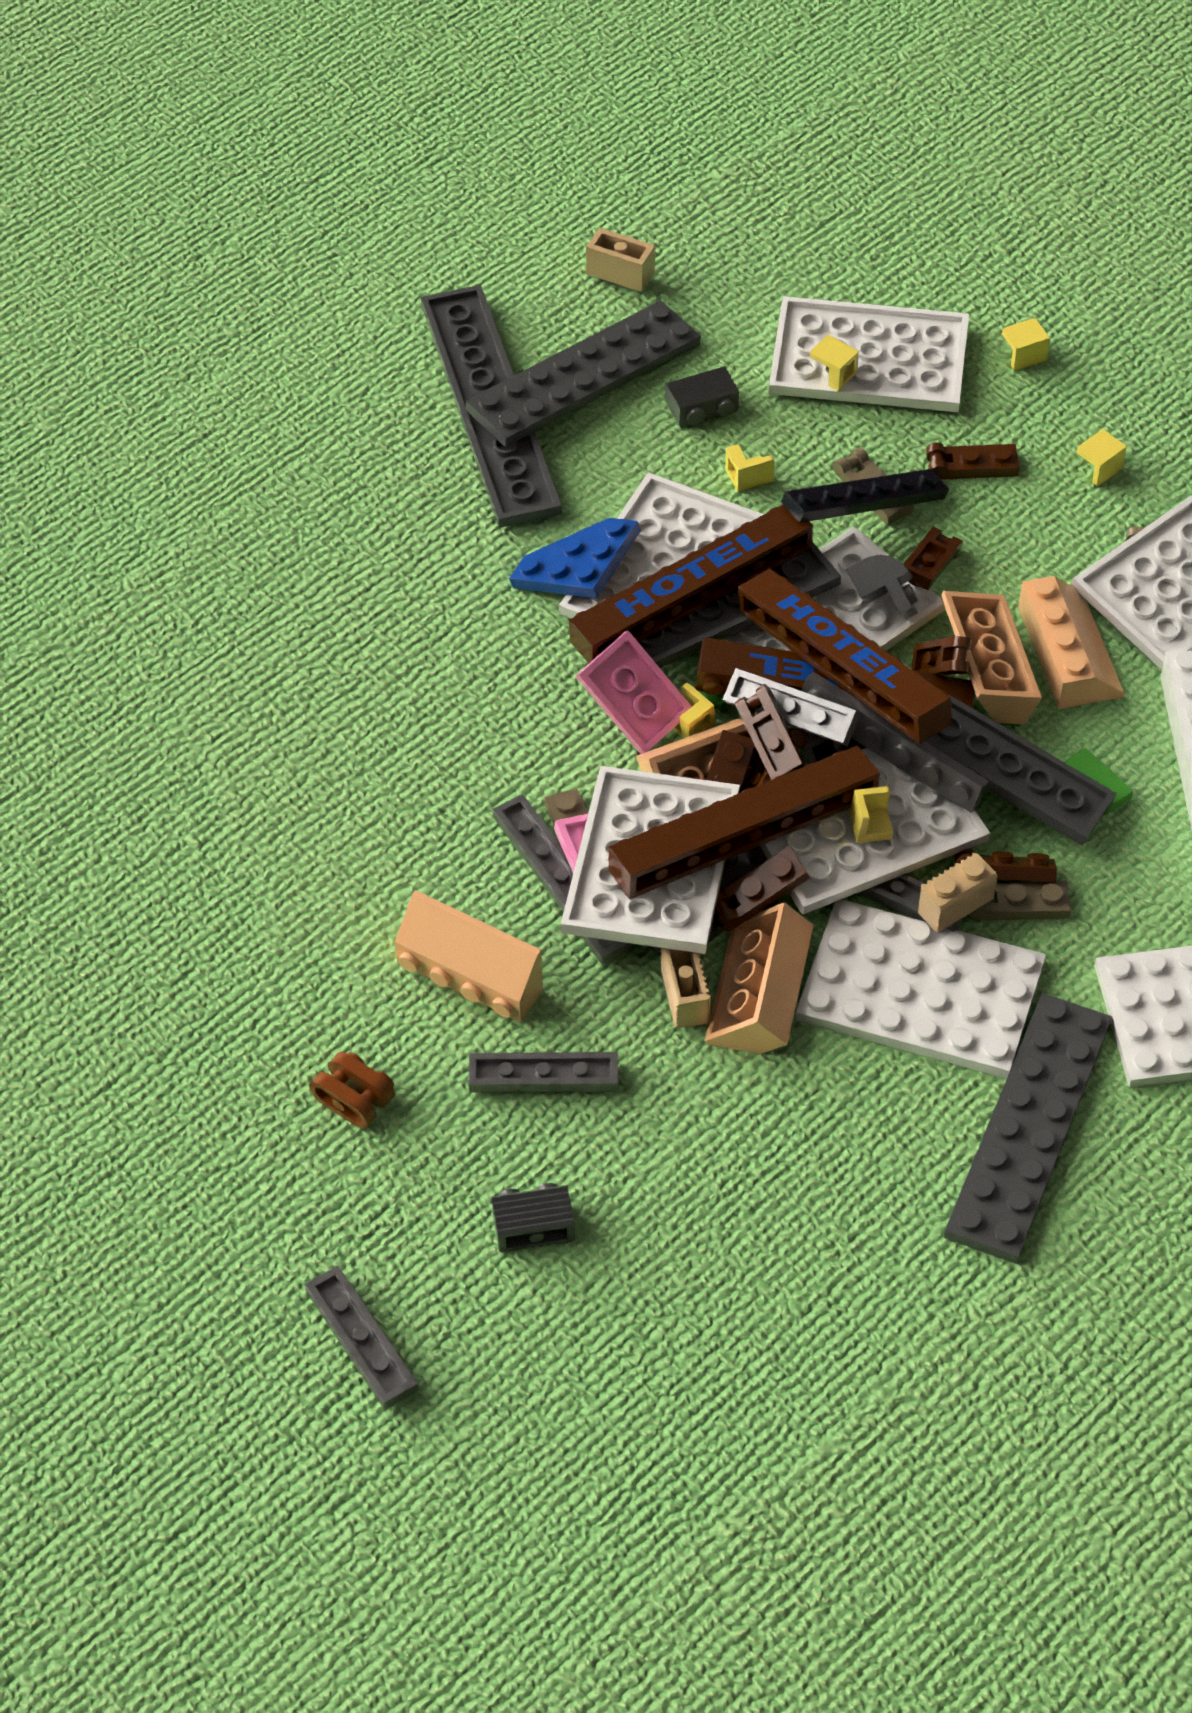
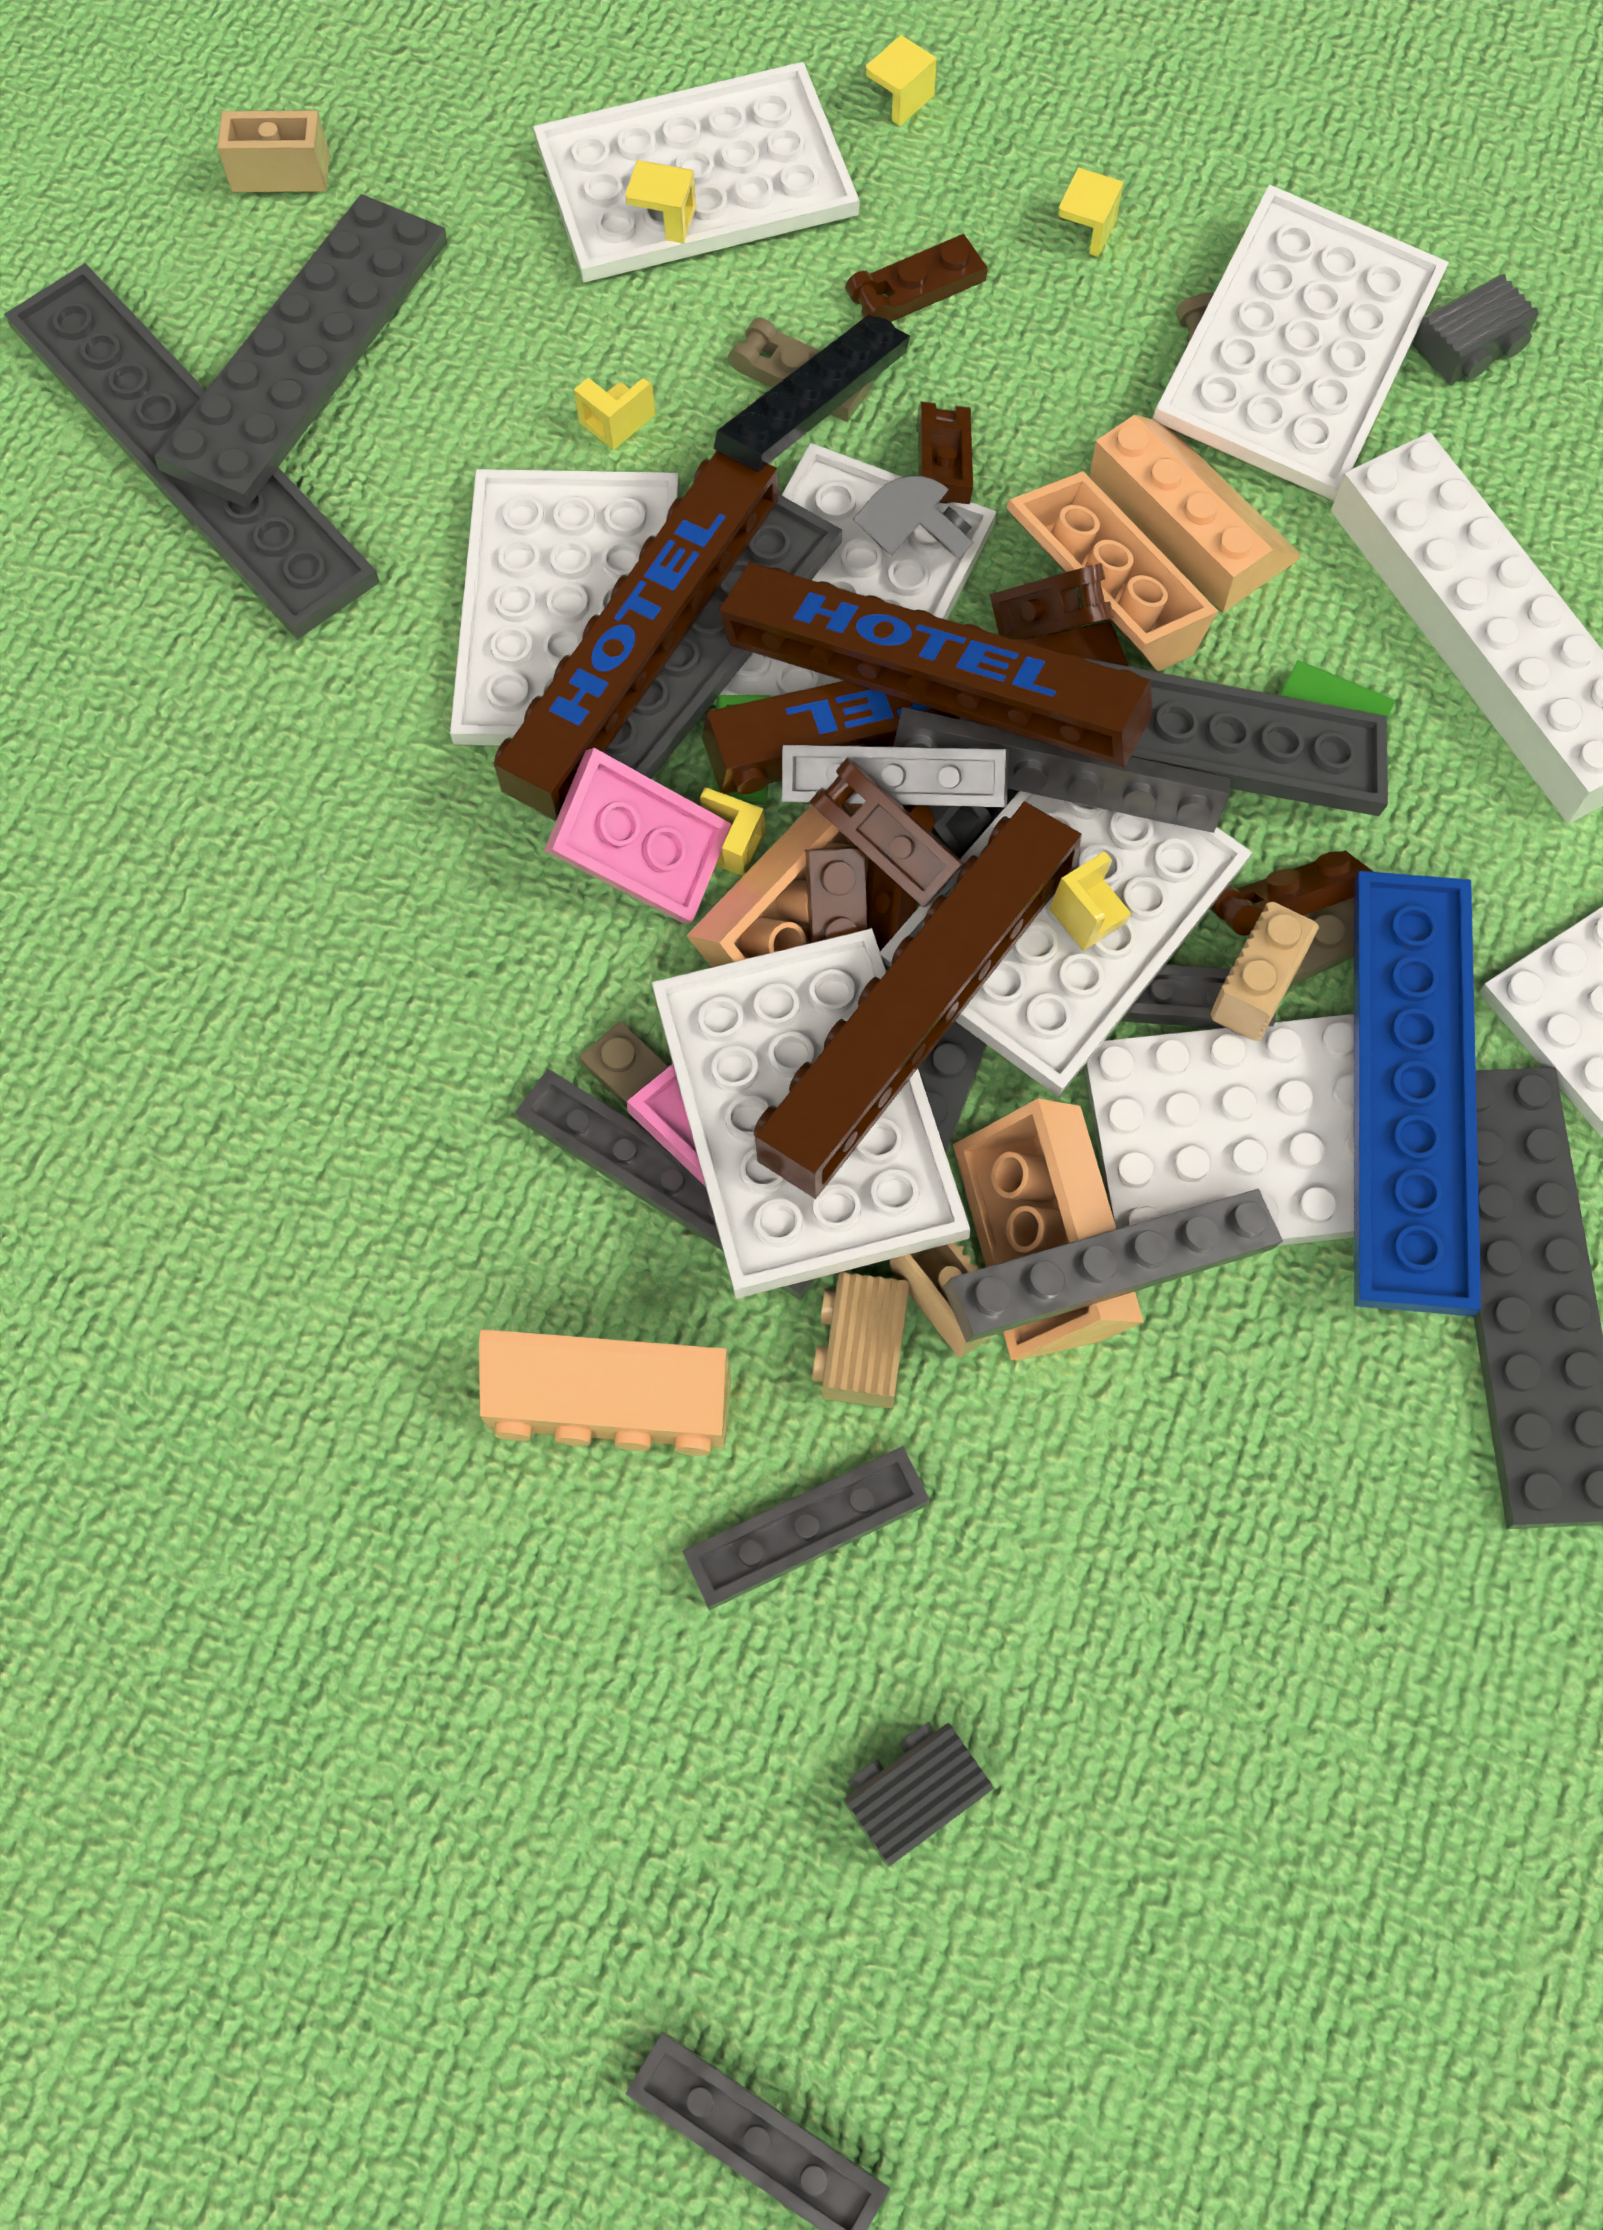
camera: 25 degrees left, 15 degrees up
(352, 1089) = (511, 1665): dark orange brick -> none
(578, 562) = (446, 653): blue plate -> none
(625, 994) = (863, 1339): none -> tan brick
(702, 397) = (495, 322): dark grey brick -> none
(760, 888) = (988, 1082): reddish brown plate -> none
(780, 997) = (1110, 1265): none -> flat silver plate
(1011, 988) = (1415, 1096): none -> blue plate

